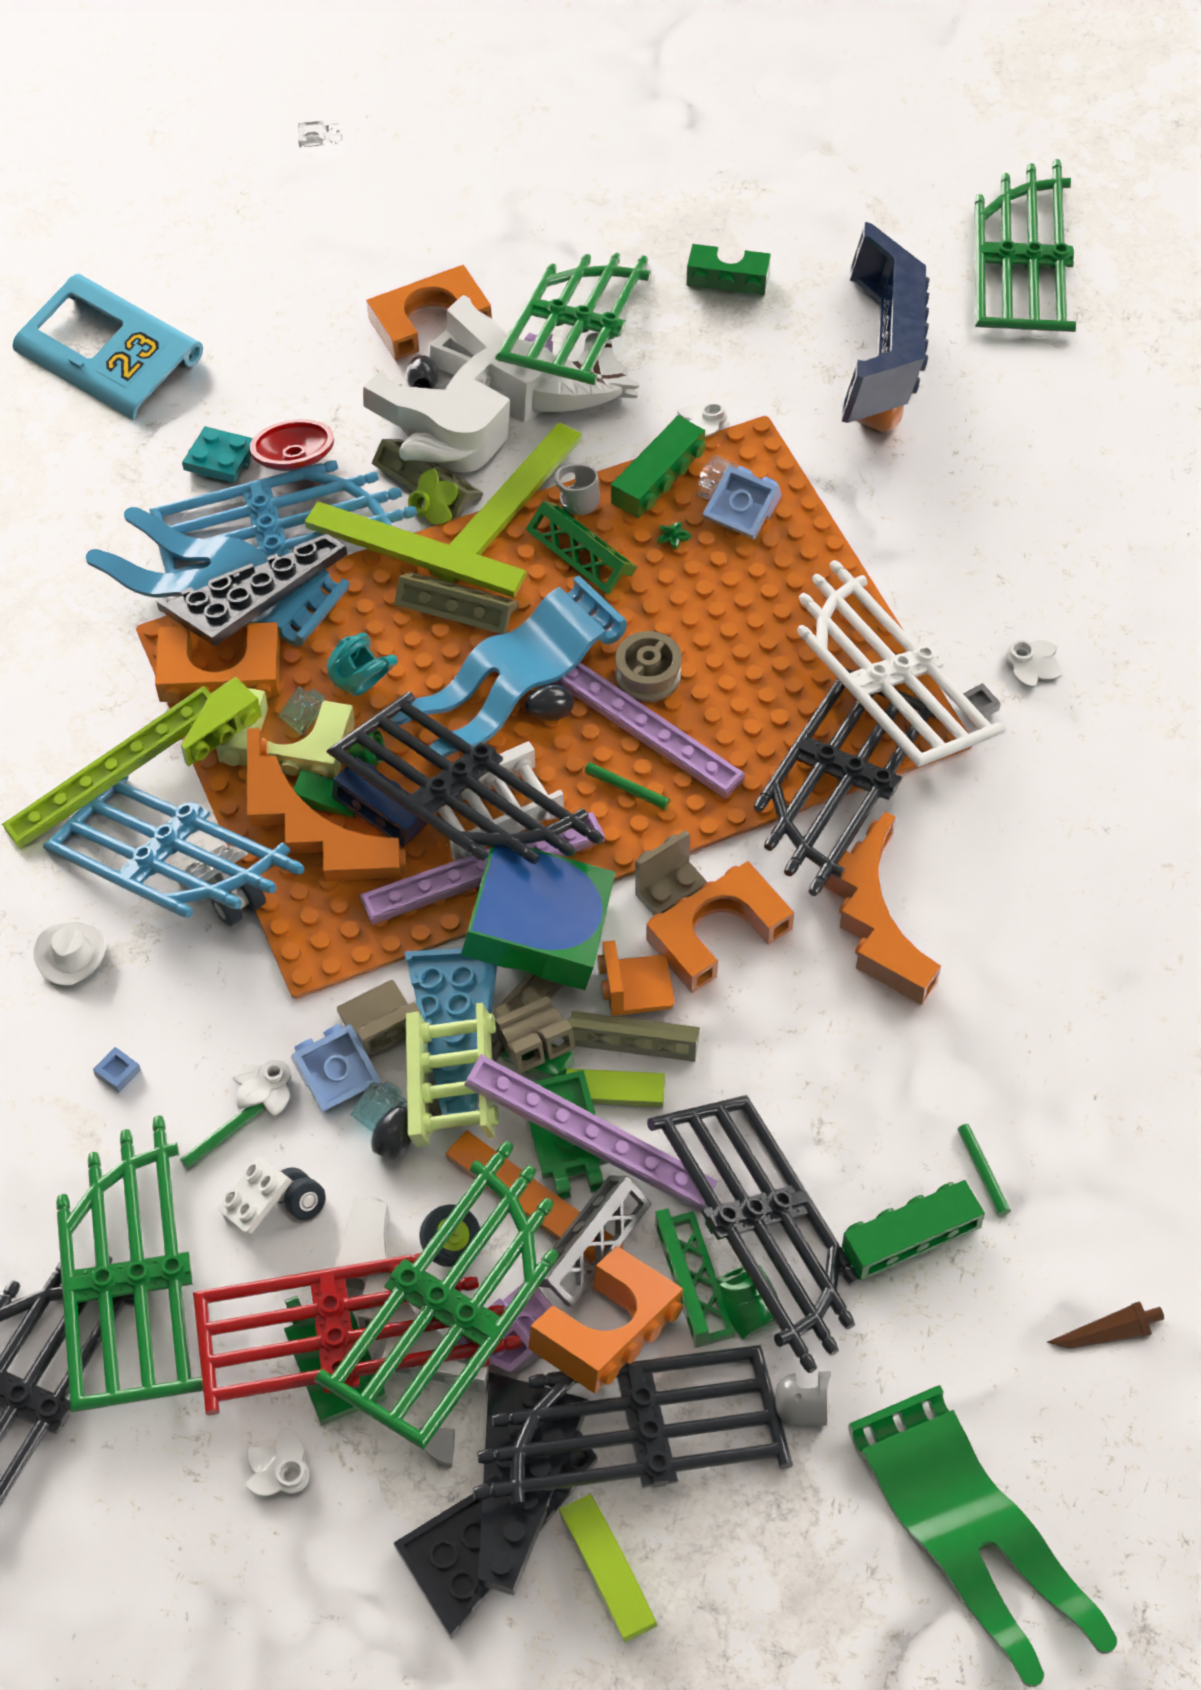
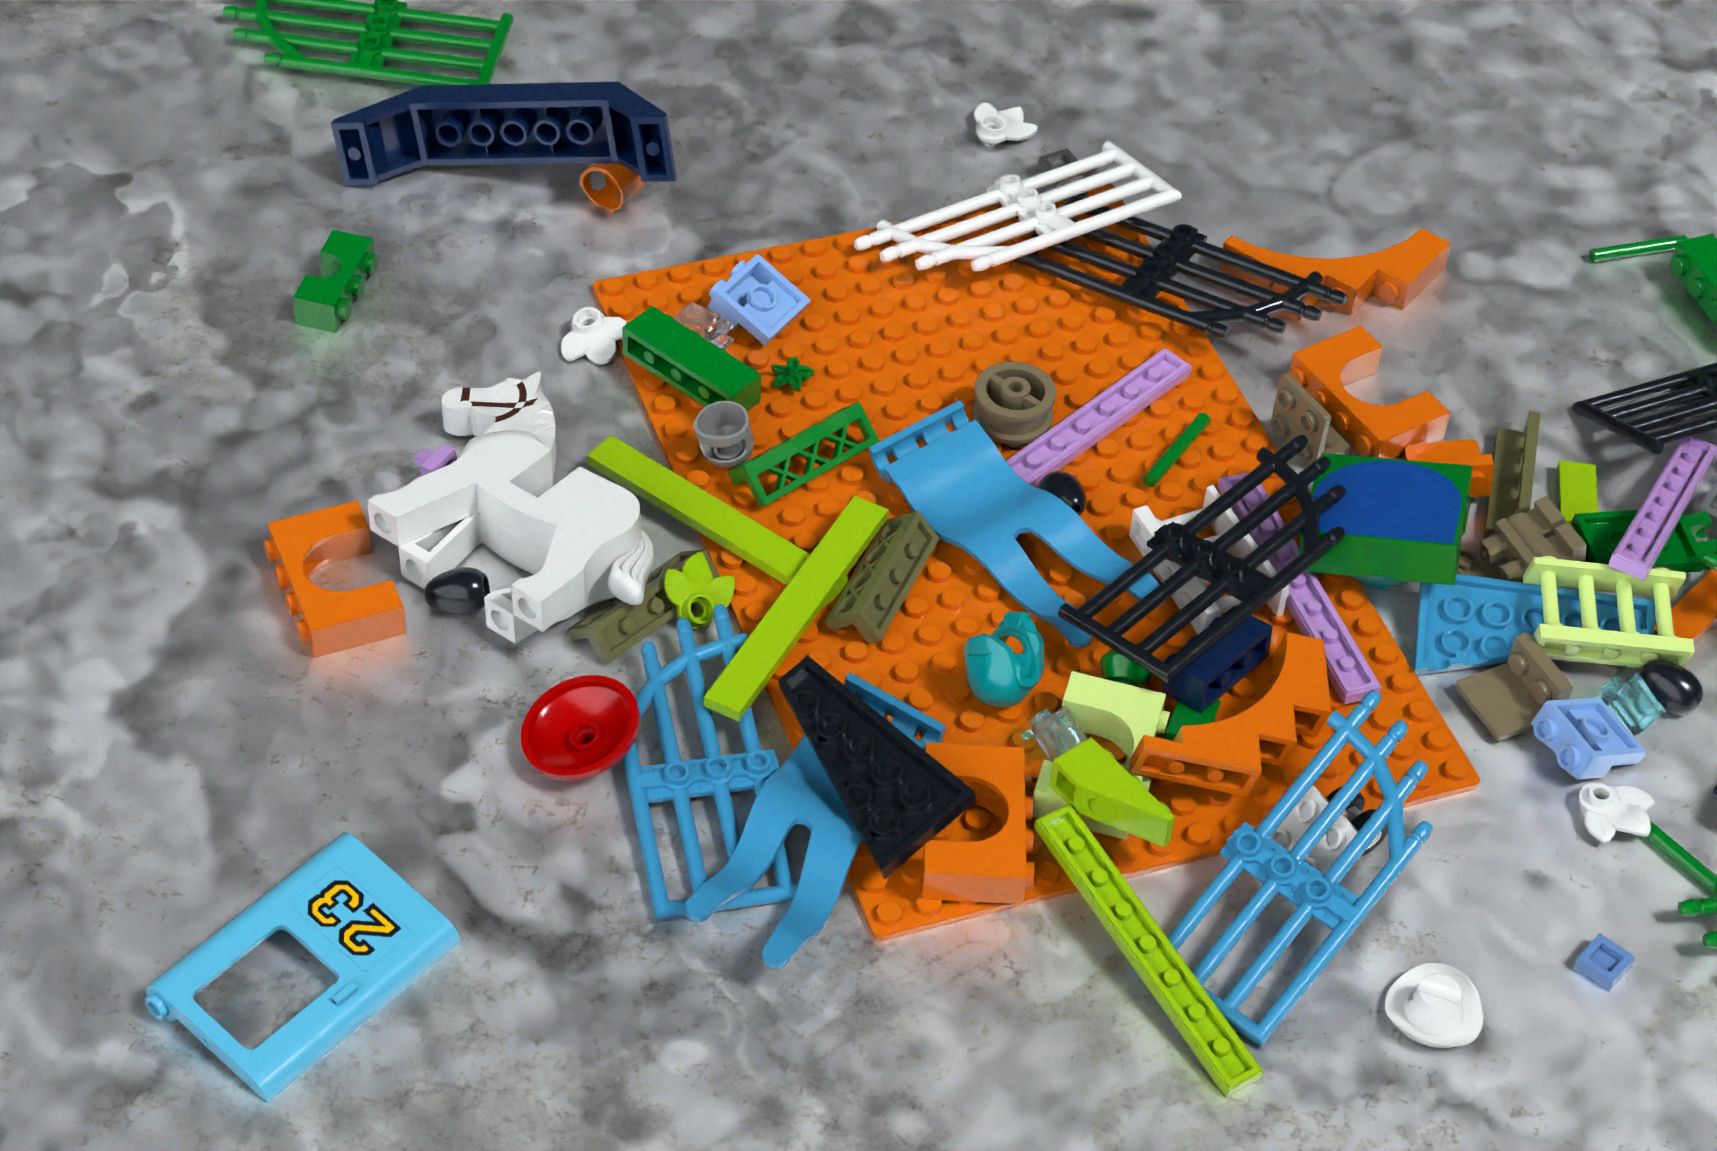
camera: 90 degrees left, 10 degrees down
(218, 454) = (562, 830): teal plate -> none
(581, 318) = (417, 407): green piece -> none

